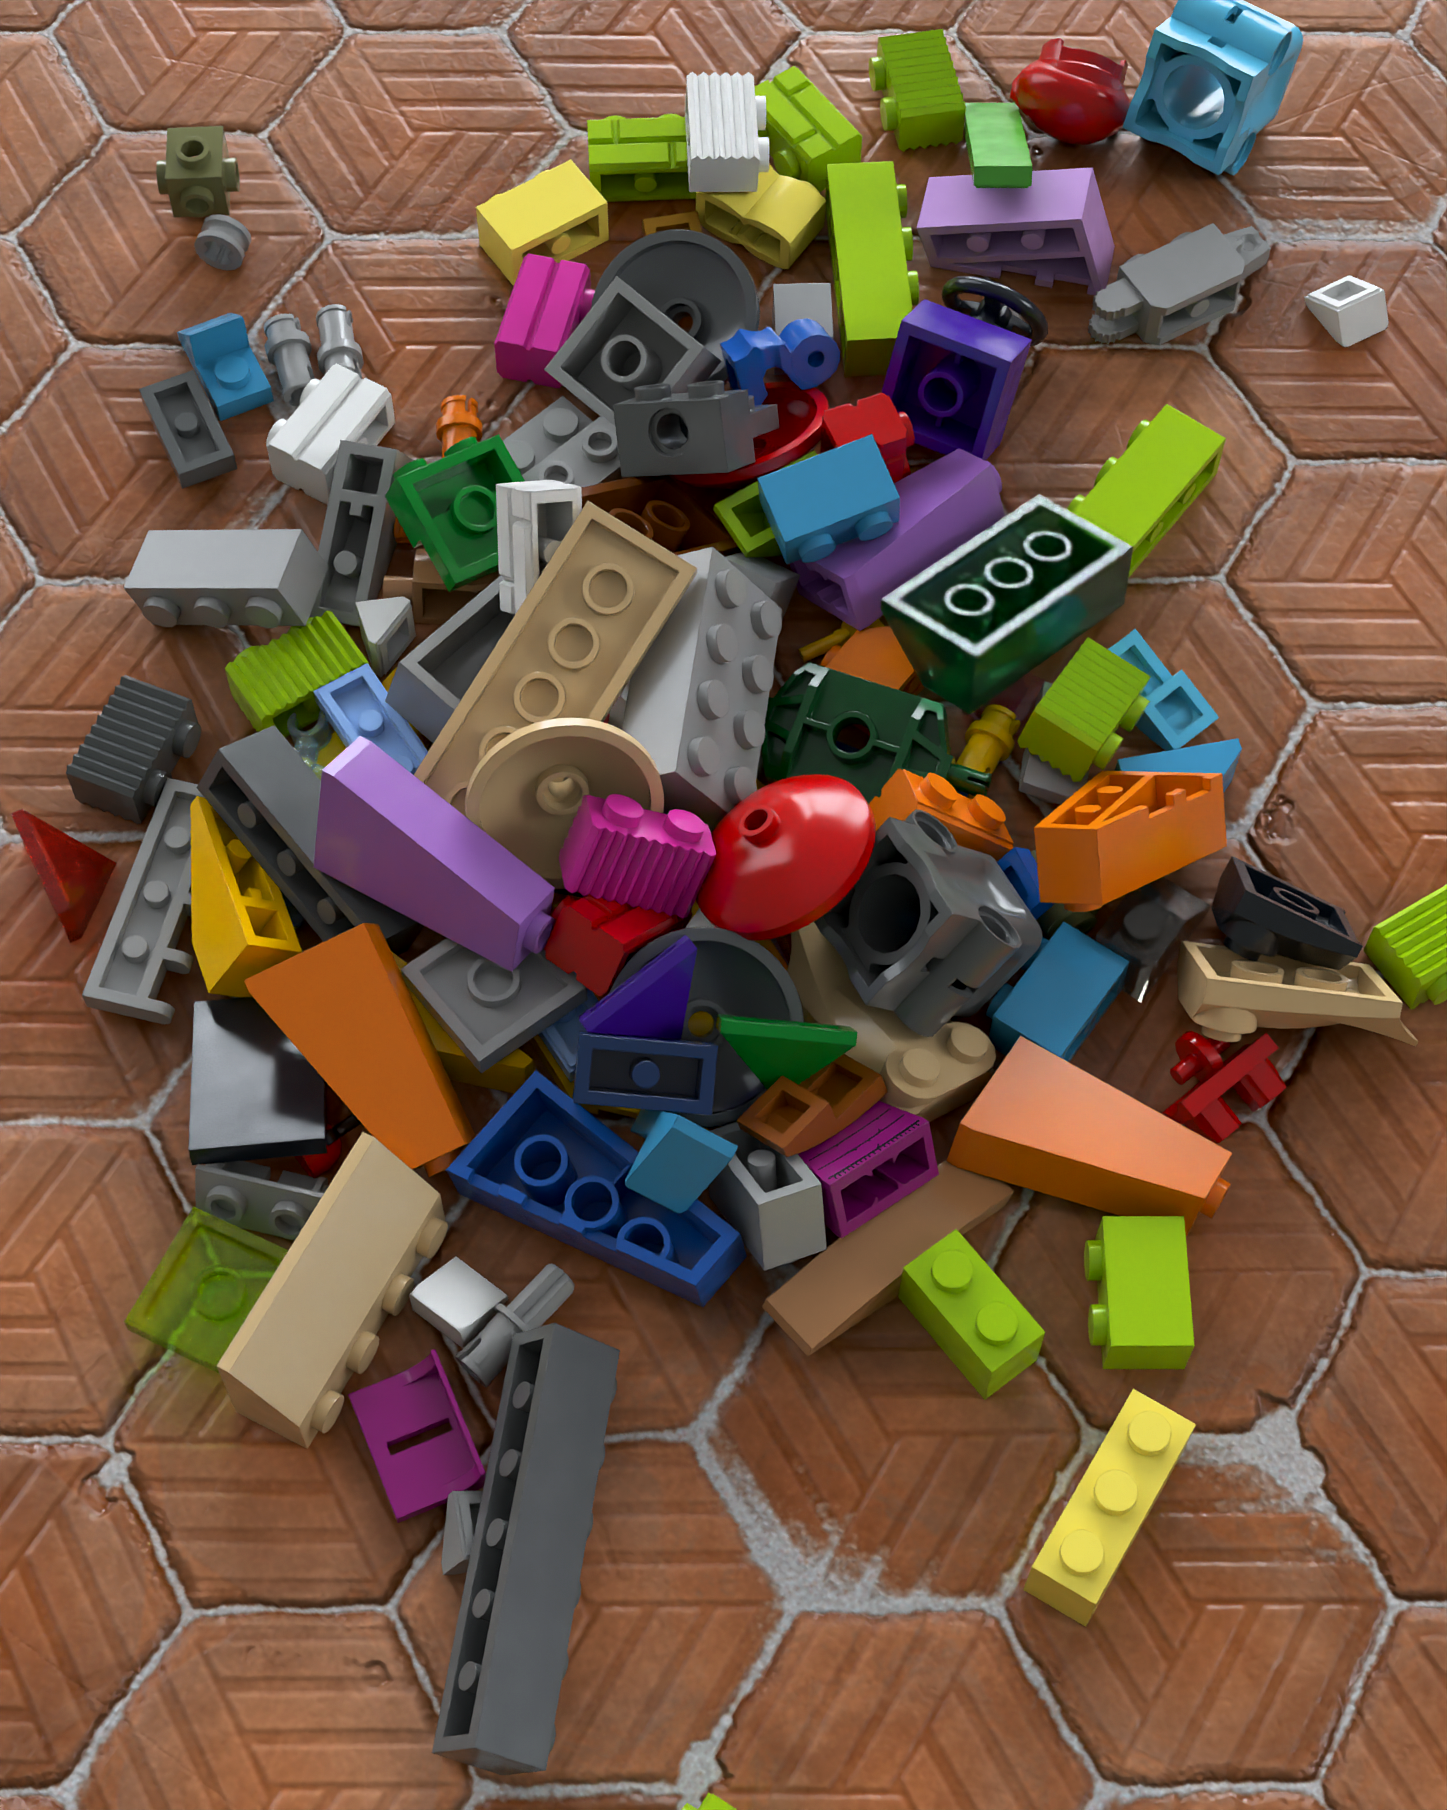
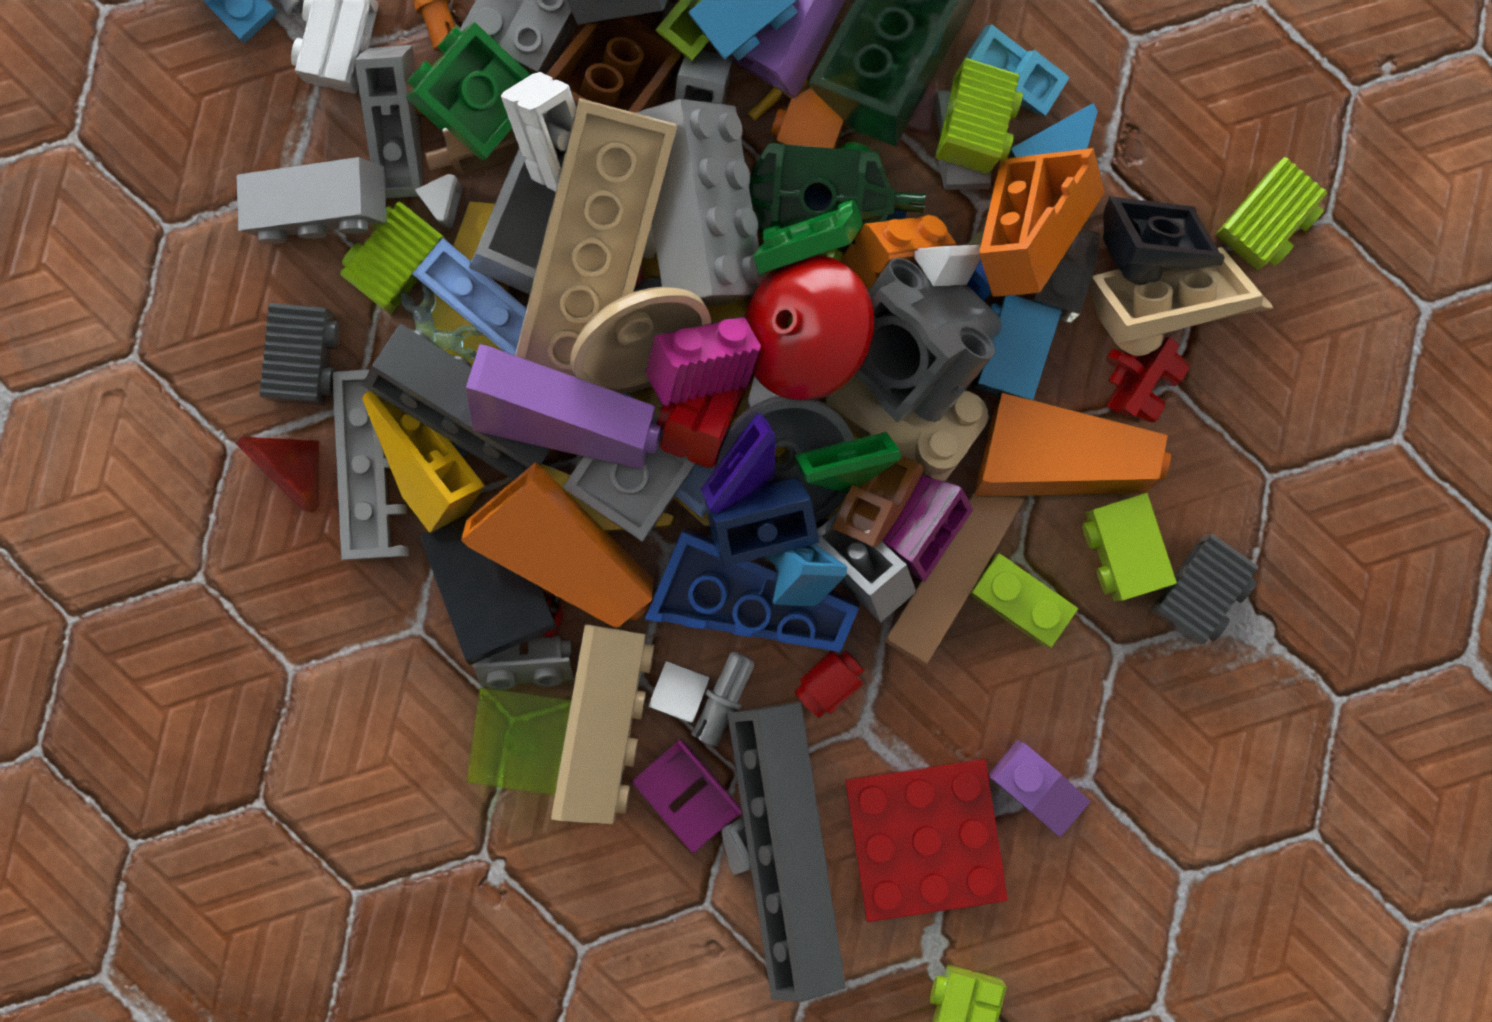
camera: 15 degrees left, 25 degrees up
(188, 429) = (225, 65): dark grey plate -> none
(670, 1346) = (830, 683): none -> red brick
(734, 1610) = (926, 840): none -> red plate
(842, 755) = (808, 237): none -> green plate
(921, 1579) = (1039, 787): none -> medium lavender slope
(989, 739) = (909, 158): yellow pin -> none
(995, 841) = (948, 263): none -> white slope
(1108, 1507) = (1147, 704): light yellow brick -> none
(1236, 1379) = (1205, 590): none -> dark grey brick

